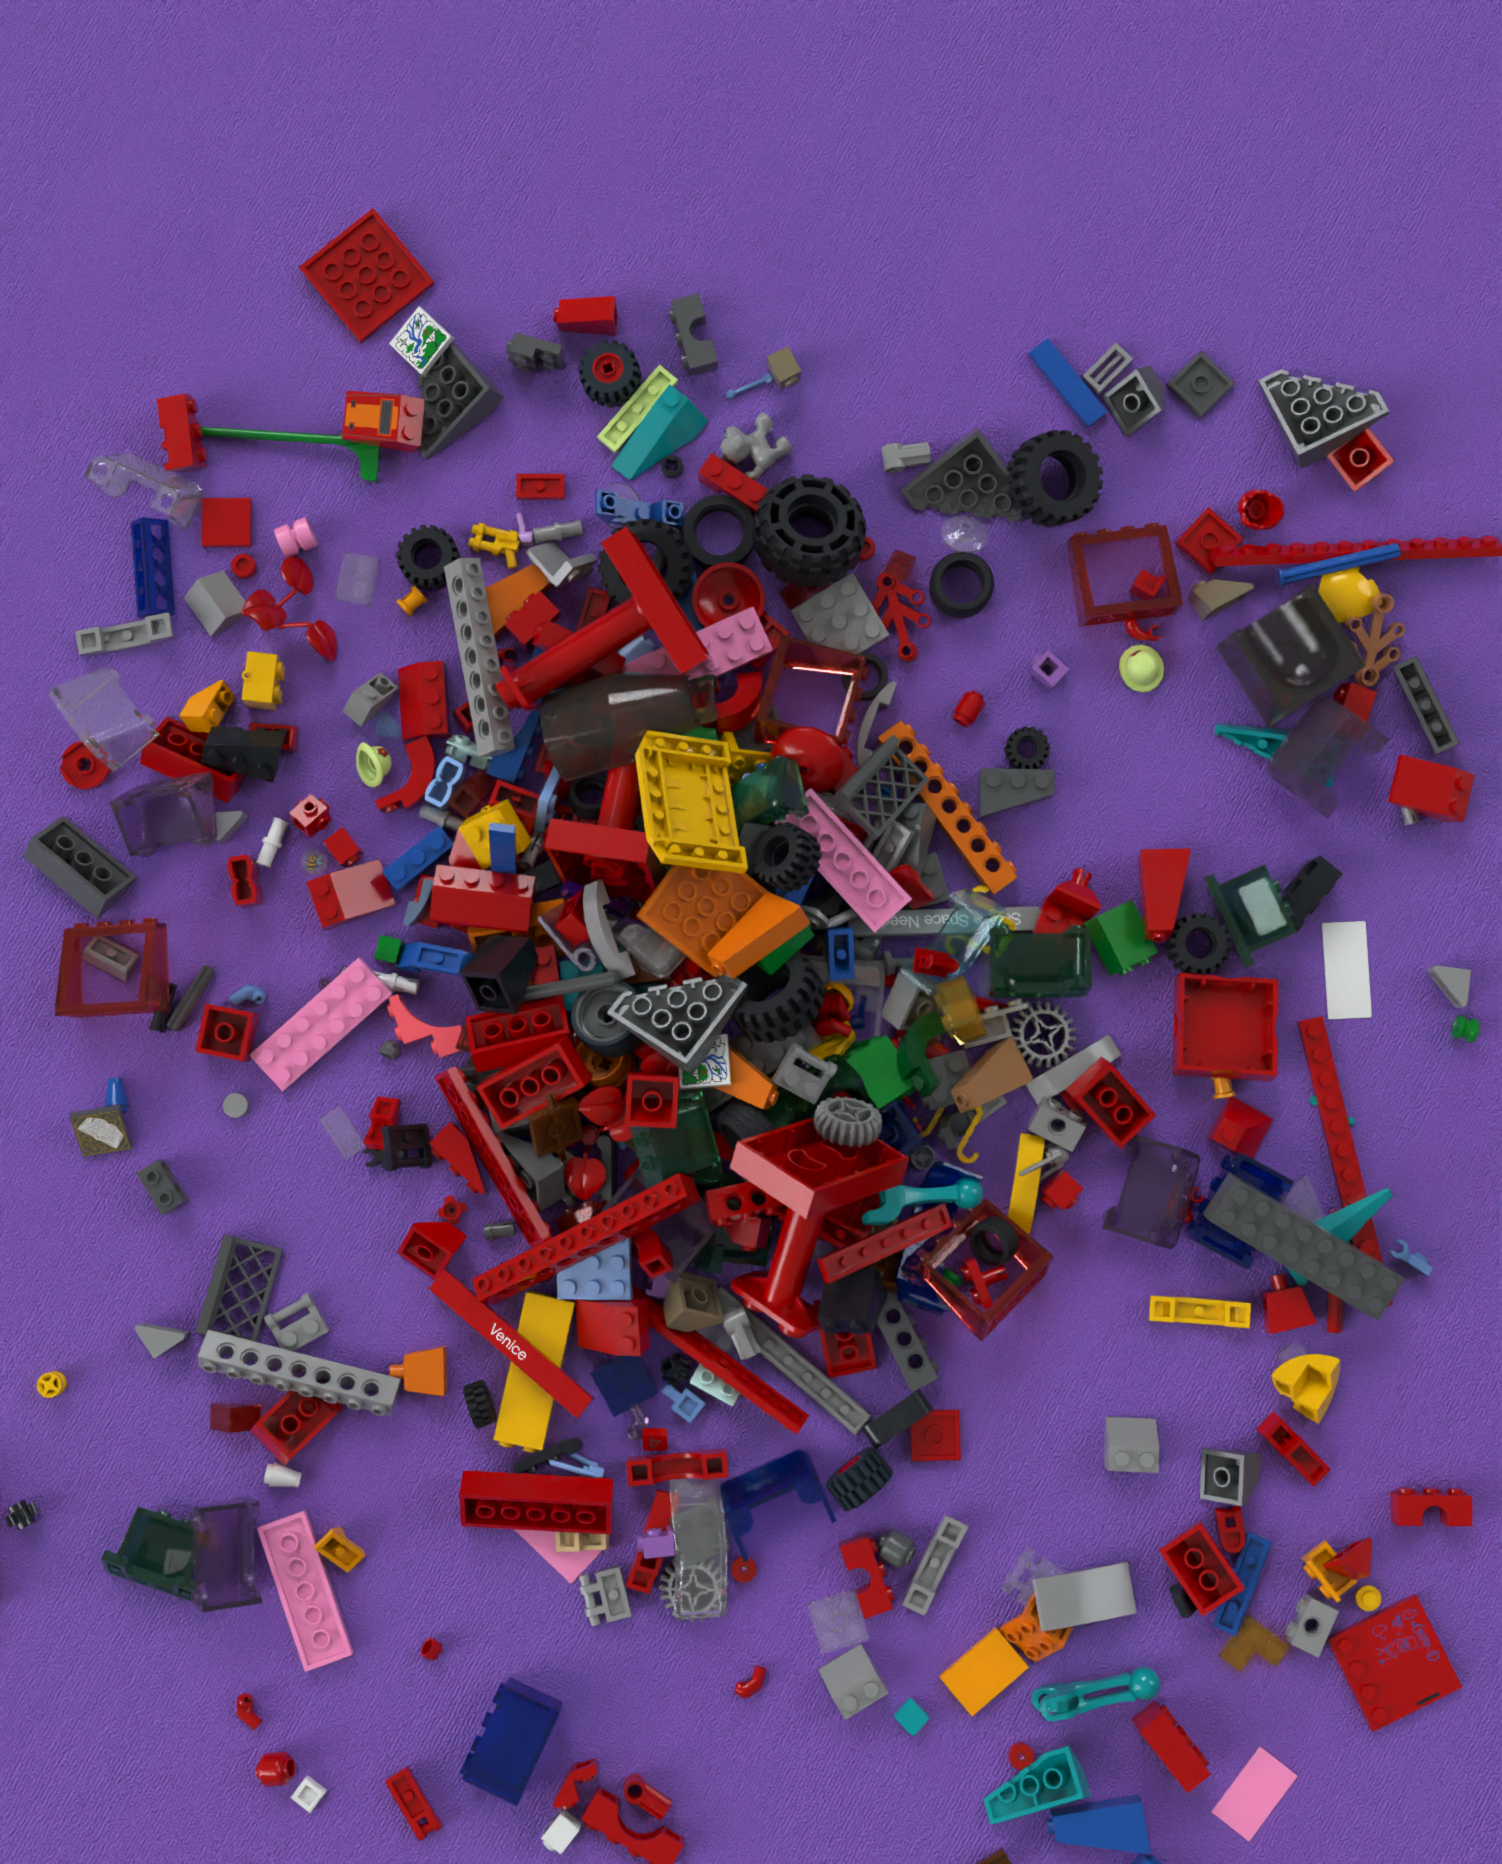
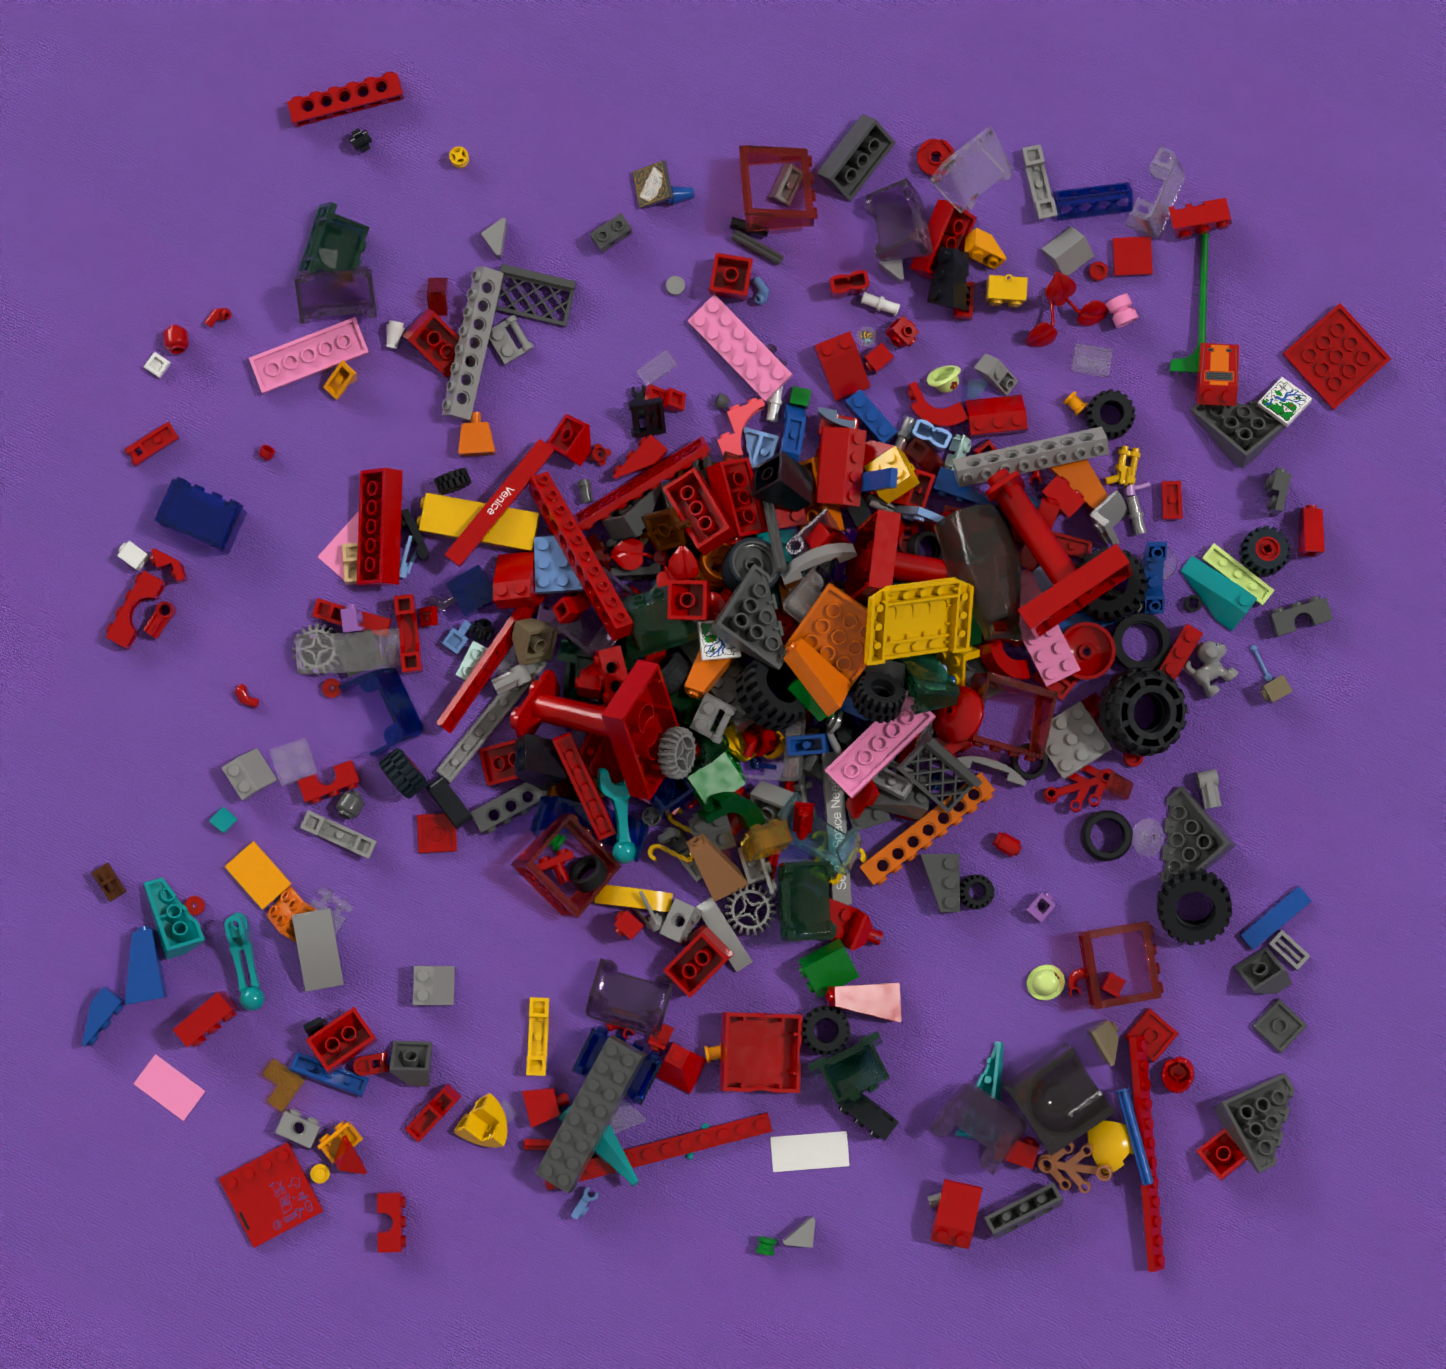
camera: 90 degrees right, 0 degrees up
(450, 1002) = (760, 445): none -> light blue wing
(612, 1592) = (311, 588): light grey plate -> none
(1208, 1154) = (661, 1040): none -> red bracket

